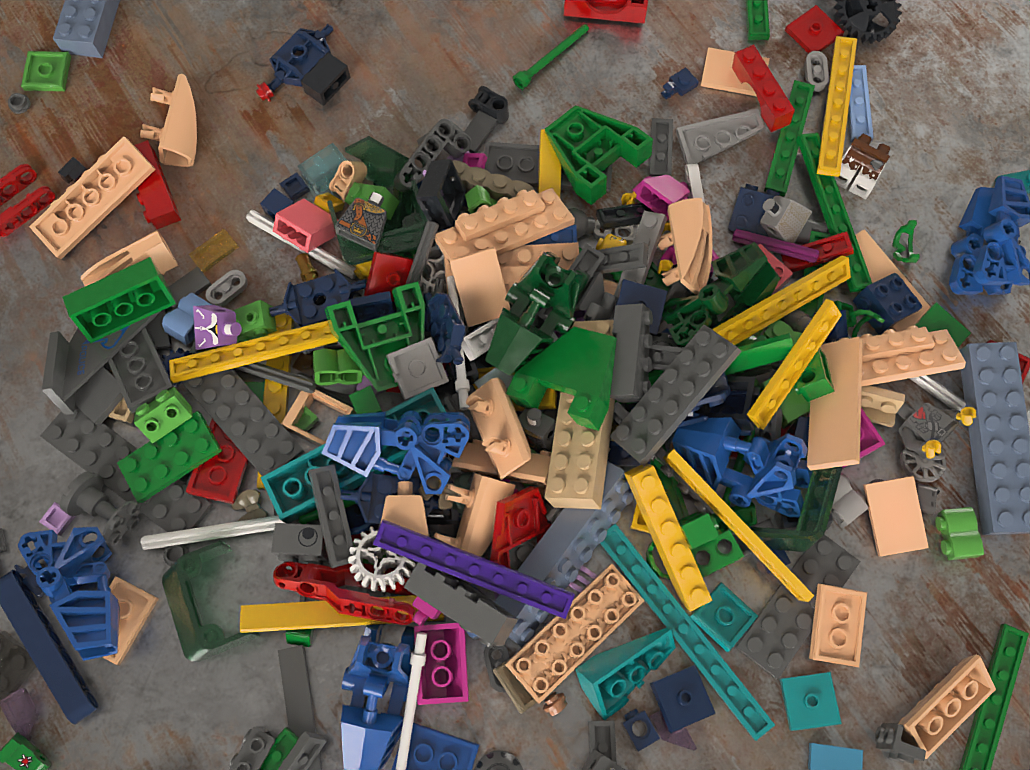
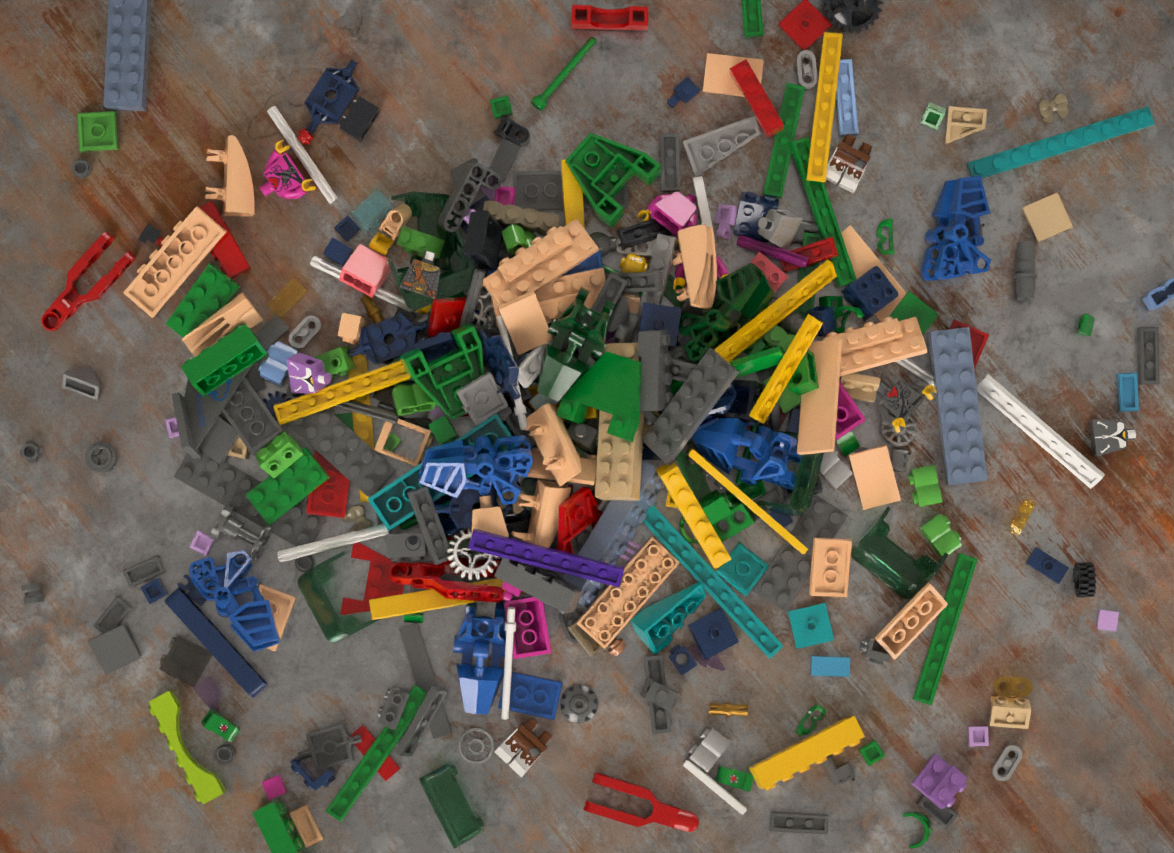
camera: 10 degrees left, 15 degrees up
(122, 230) = (203, 300): none -> green plate
(233, 124) = (284, 176): none -> torso
(259, 110) = (302, 154): none -> white axle
(261, 586) = (378, 580): none -> red wing
(275, 281) = (351, 327): none -> light nougat brick
(479, 79) = (501, 107): none -> green tile
(720, 208) = (725, 217): none -> lavender plate
(859, 473) = (847, 443): none -> green slope
(917, 631) = (892, 563): none -> clear green windscreen
(956, 128) = (933, 115): none -> slope
(980, 598) = (940, 535): none -> bright green brick
(992, 135) = (963, 122): none -> tan wing

